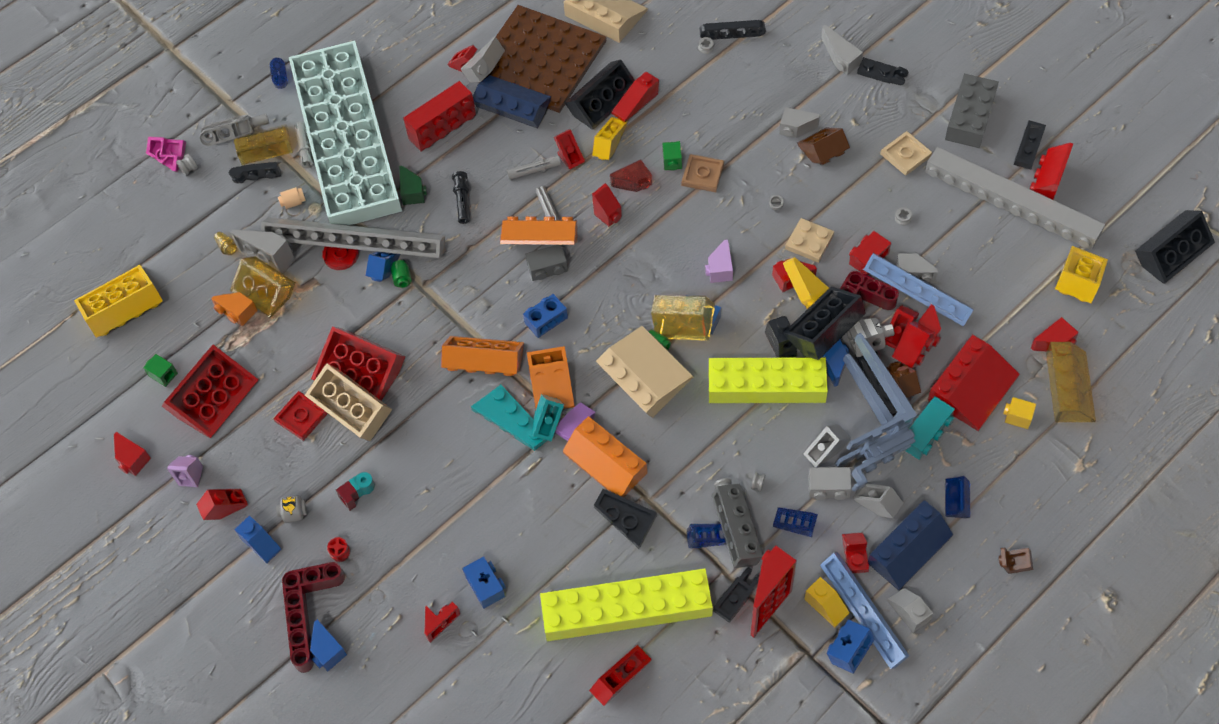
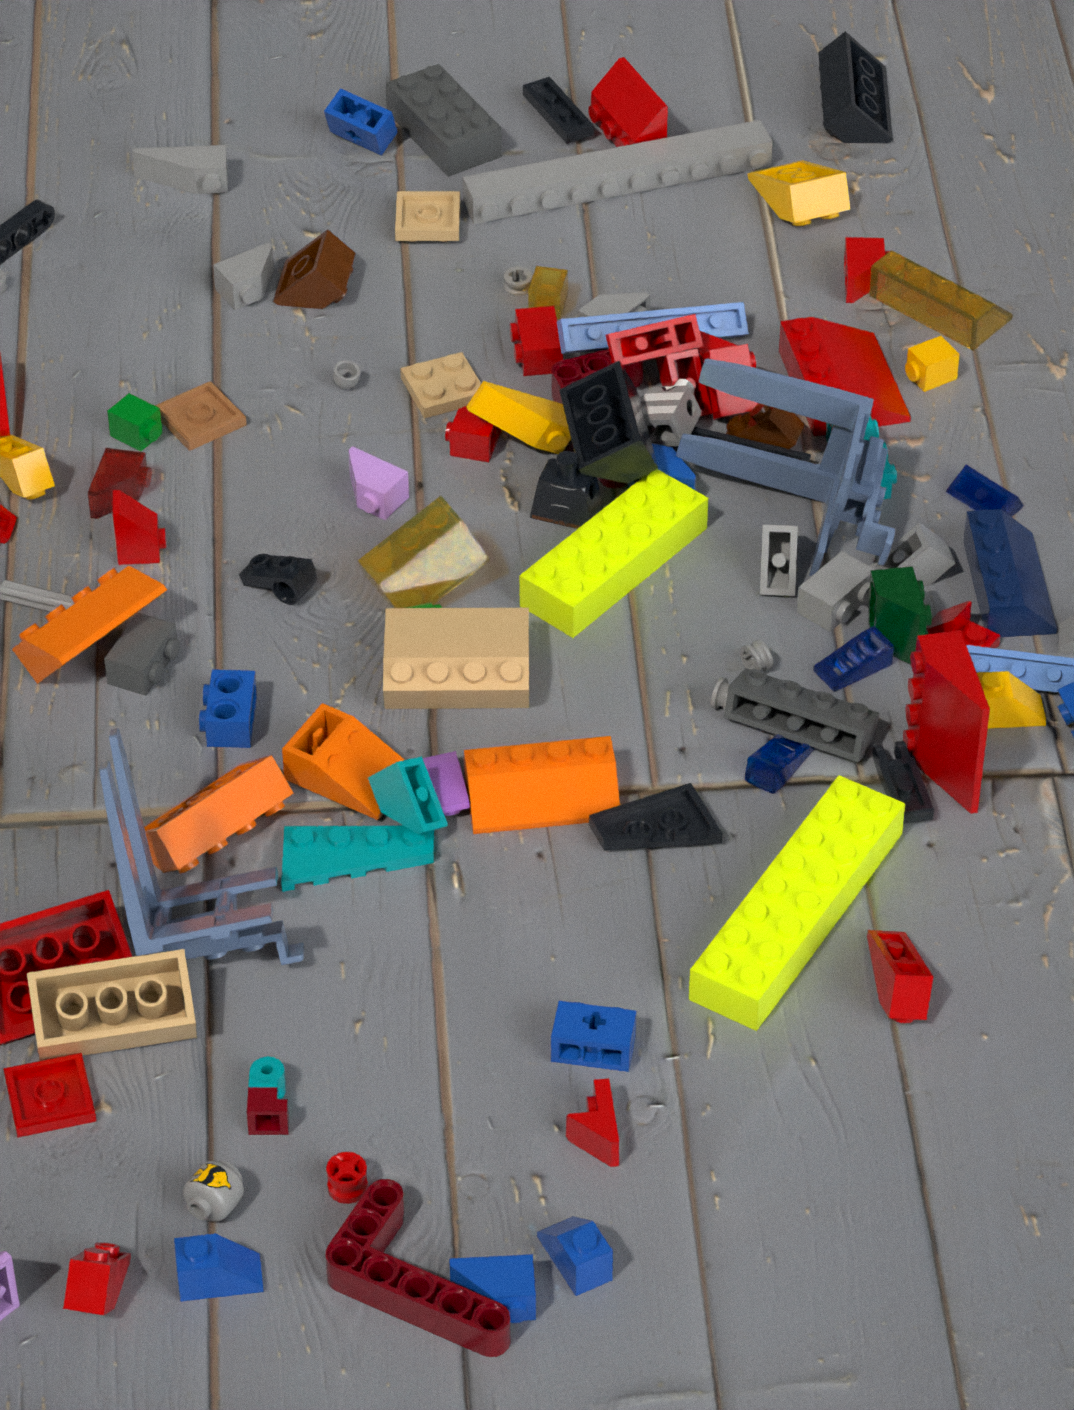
camera: 55 degrees left, 15 degrees down
(366, 661) = (579, 1253): none -> blue slope
(386, 385) = (150, 907): none -> sand blue piece
(635, 273) = (285, 575): none -> black plate
(832, 519) = (898, 608): none -> dark green slope
(882, 71) = (271, 157): black hinge -> none
(899, 296) = (654, 340): none -> slope
(904, 233) = (548, 288): none -> clear yellow brick
(933, 84) = (360, 121): none -> blue brick

